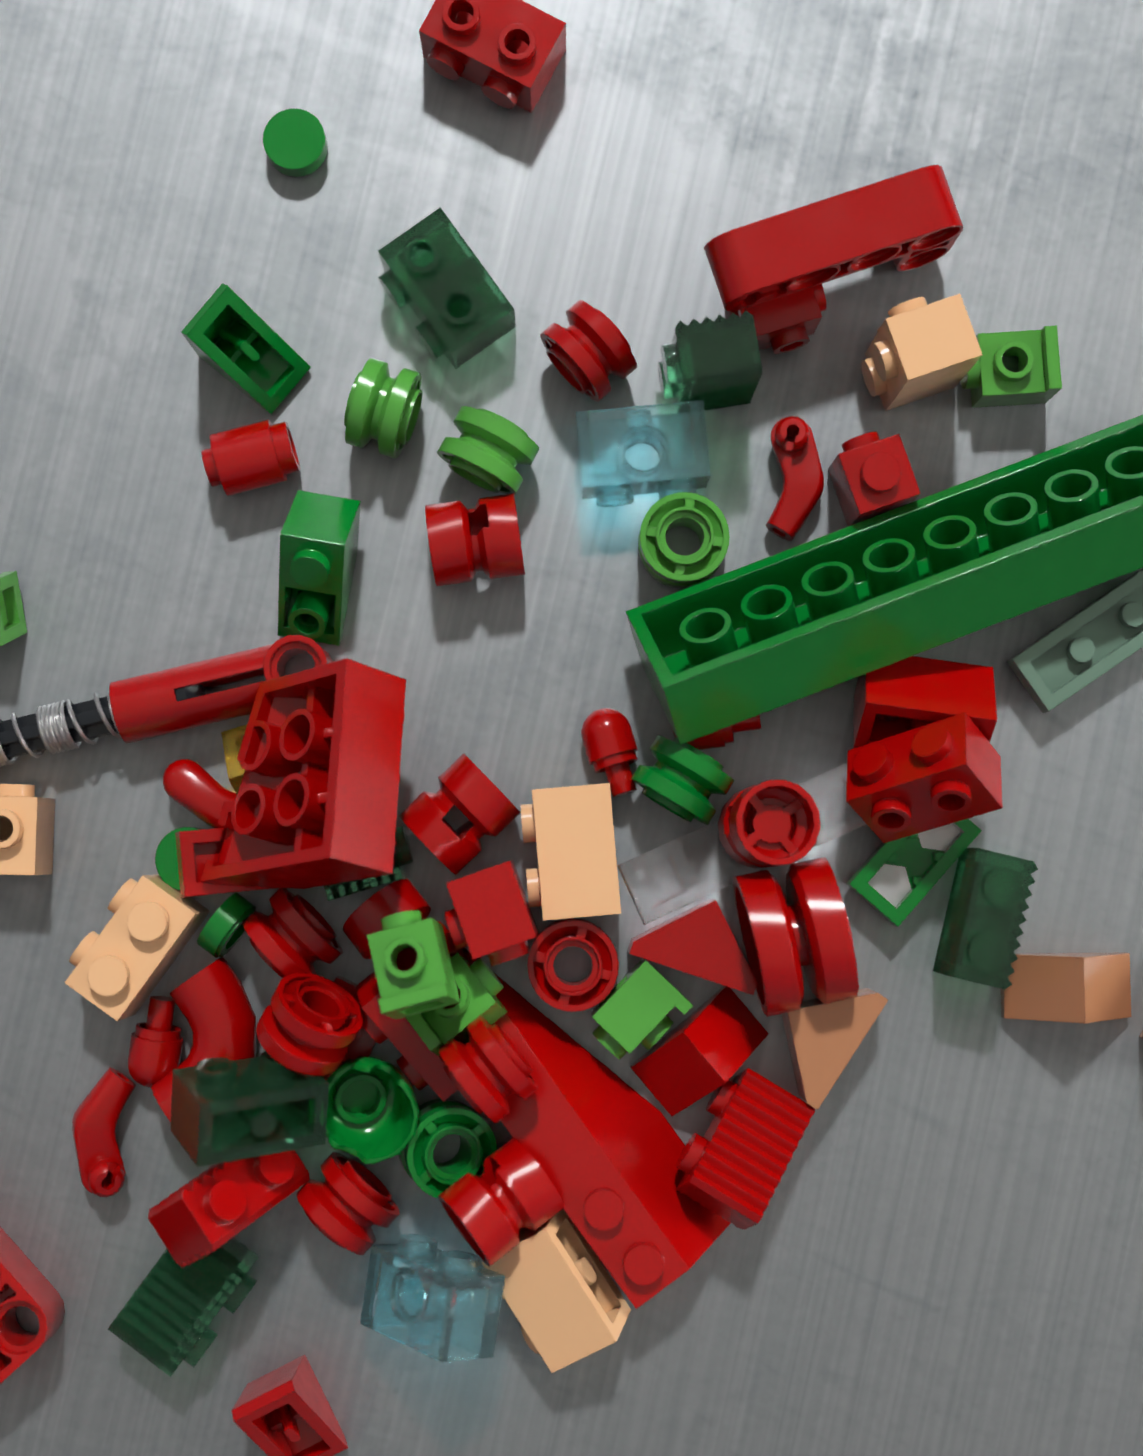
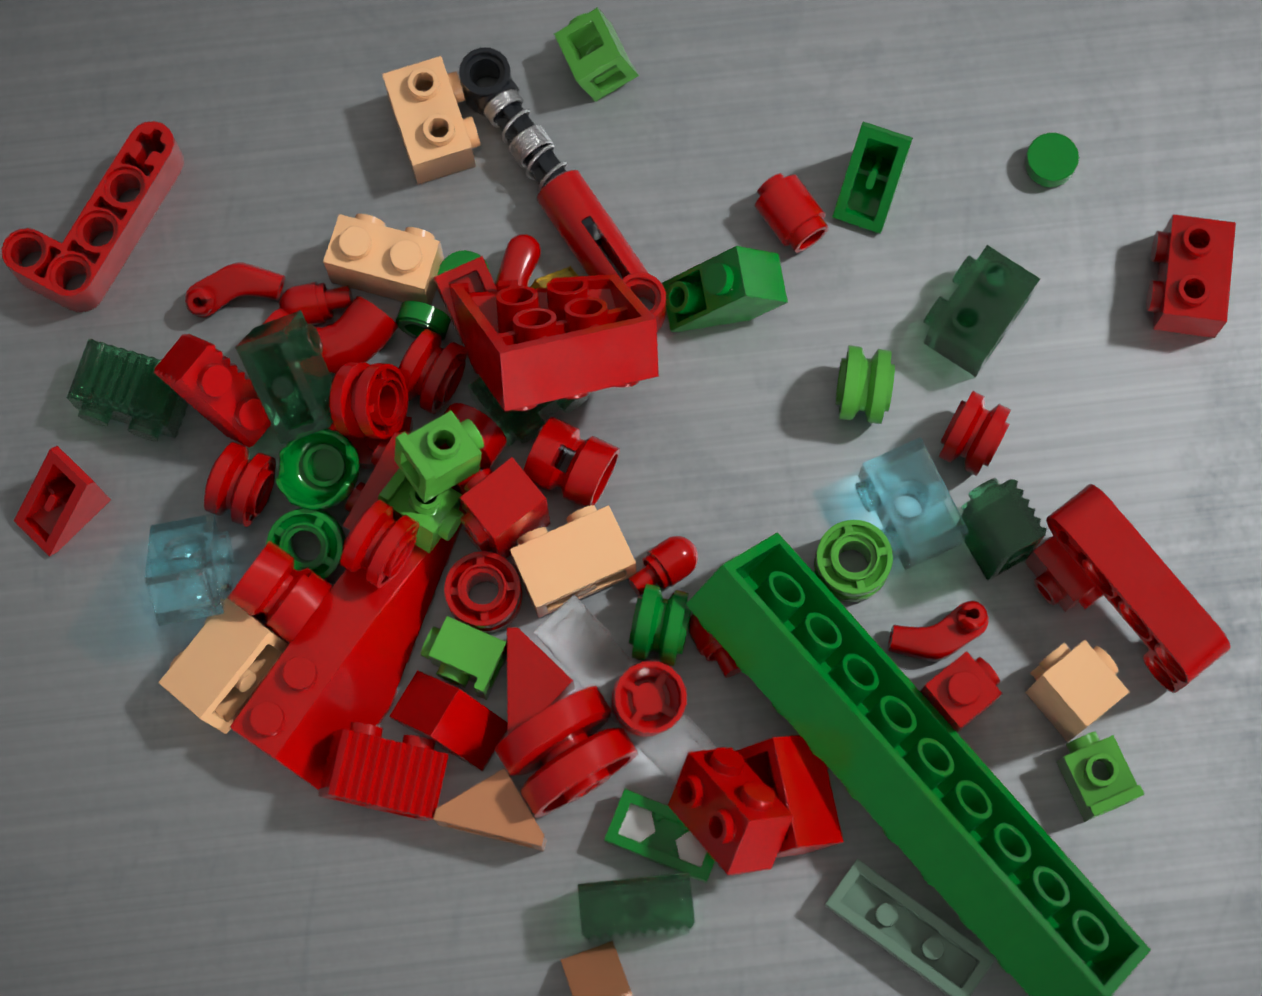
camera: 75 degrees right, 10 degrees down
(383, 408) = (867, 294): bright green wheel -> none
(474, 540) = (792, 402): red wheel -> none

